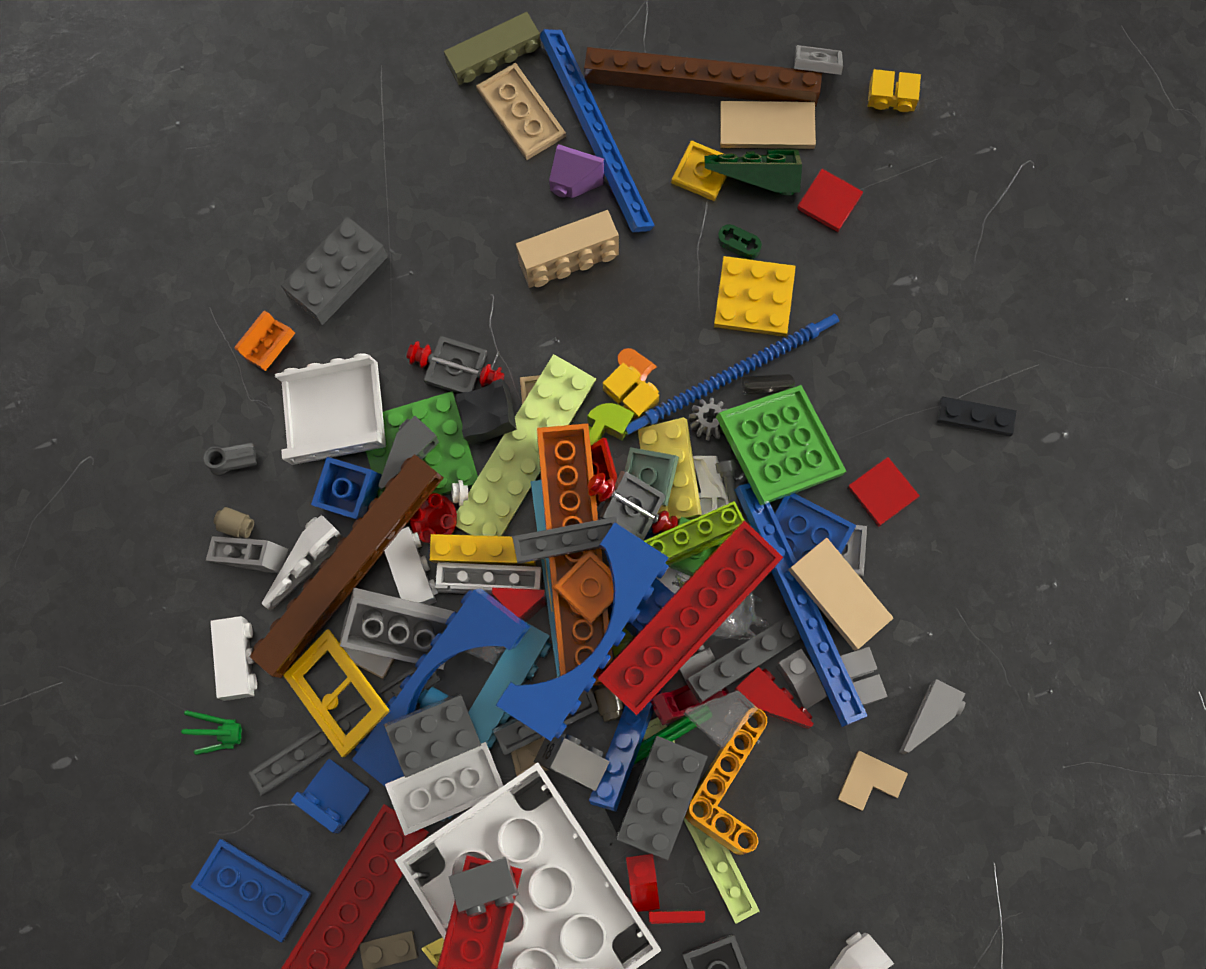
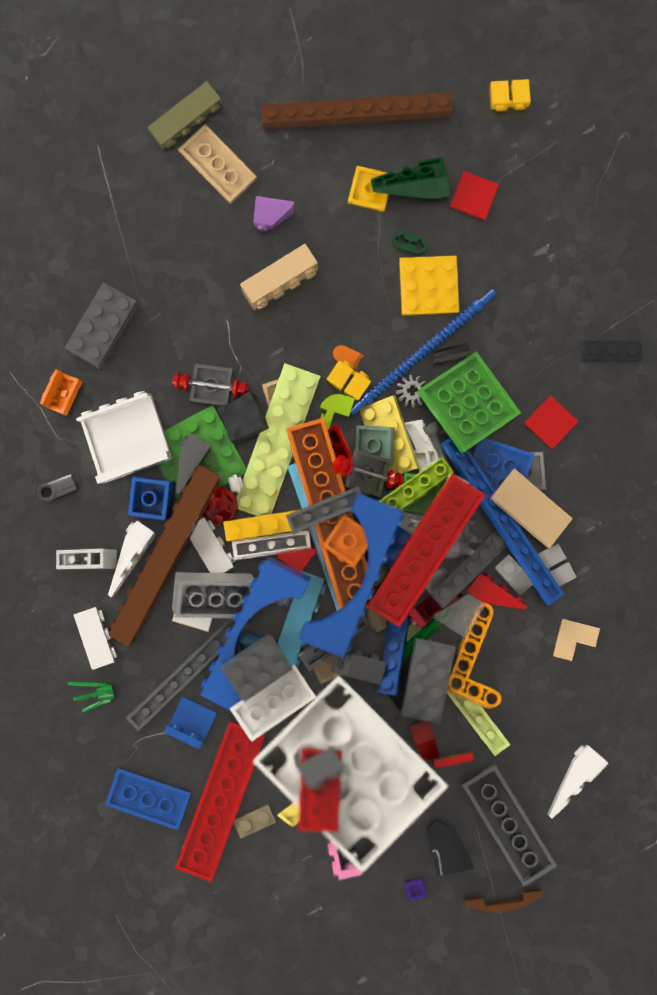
camera: 10 degrees left, 10 degrees up
(233, 523) = (71, 537): dark tan brick -> none
(343, 743) = (165, 662): yellow door -> none
(596, 130) = (280, 170): blue plate -> none
(767, 124) = (414, 140): tan tile -> none
(818, 60) = (446, 80): light grey tile -> none
(936, 710) = (613, 580): light grey slope -> none

